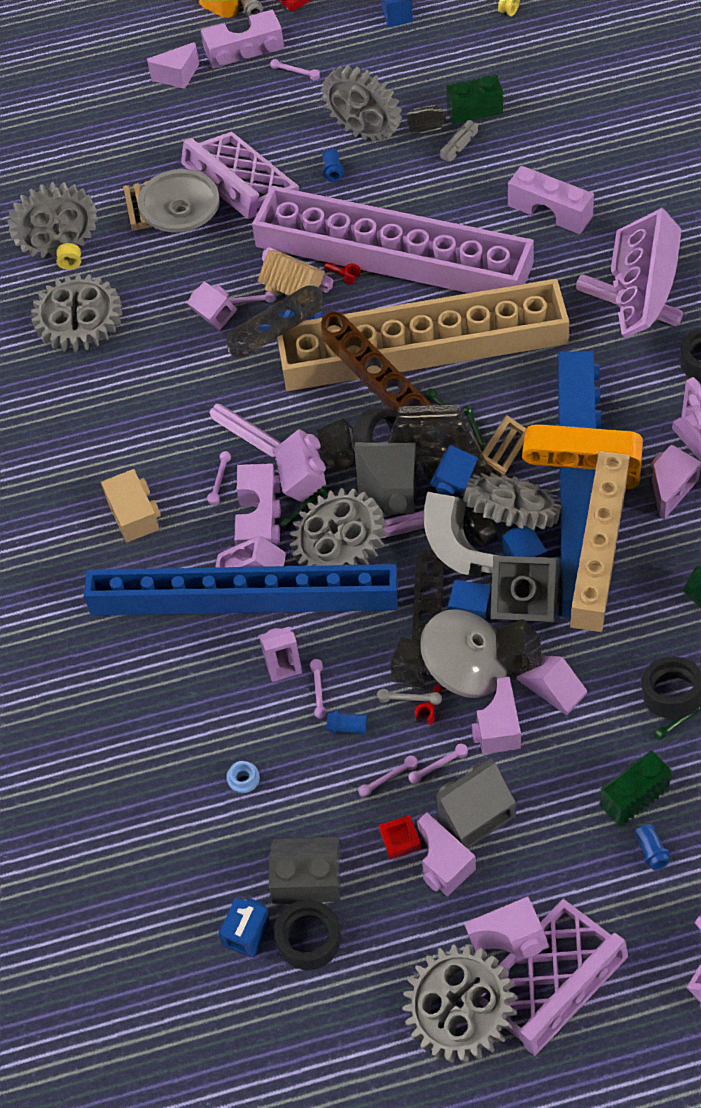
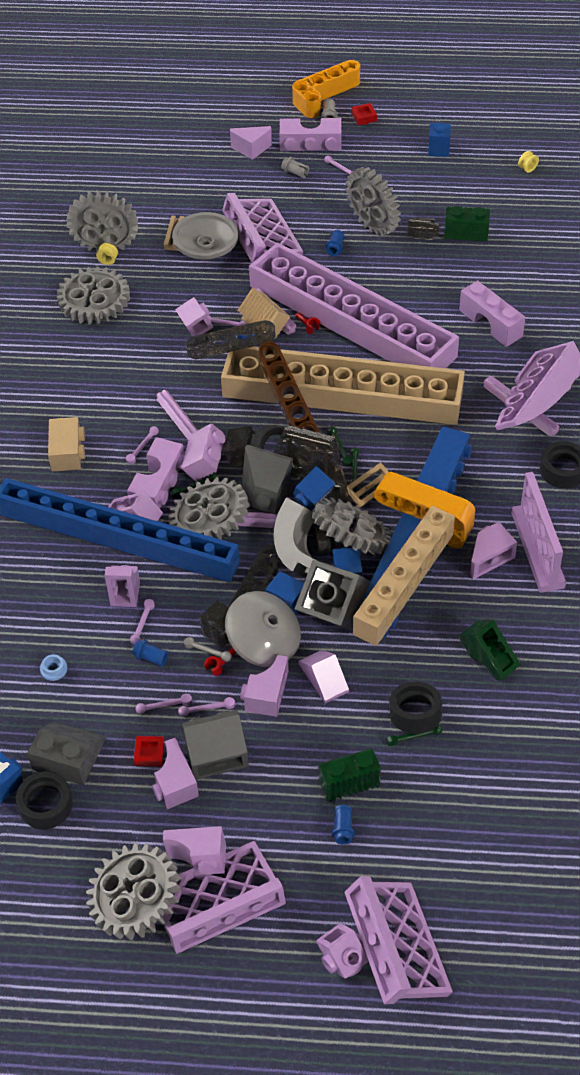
camera: 15 degrees right, 5 degrees down
(242, 85) = (294, 167): none -> light grey pin
(459, 141) = (442, 252): light grey axle -> none
(518, 647) = (306, 638): clear smoke brick -> none

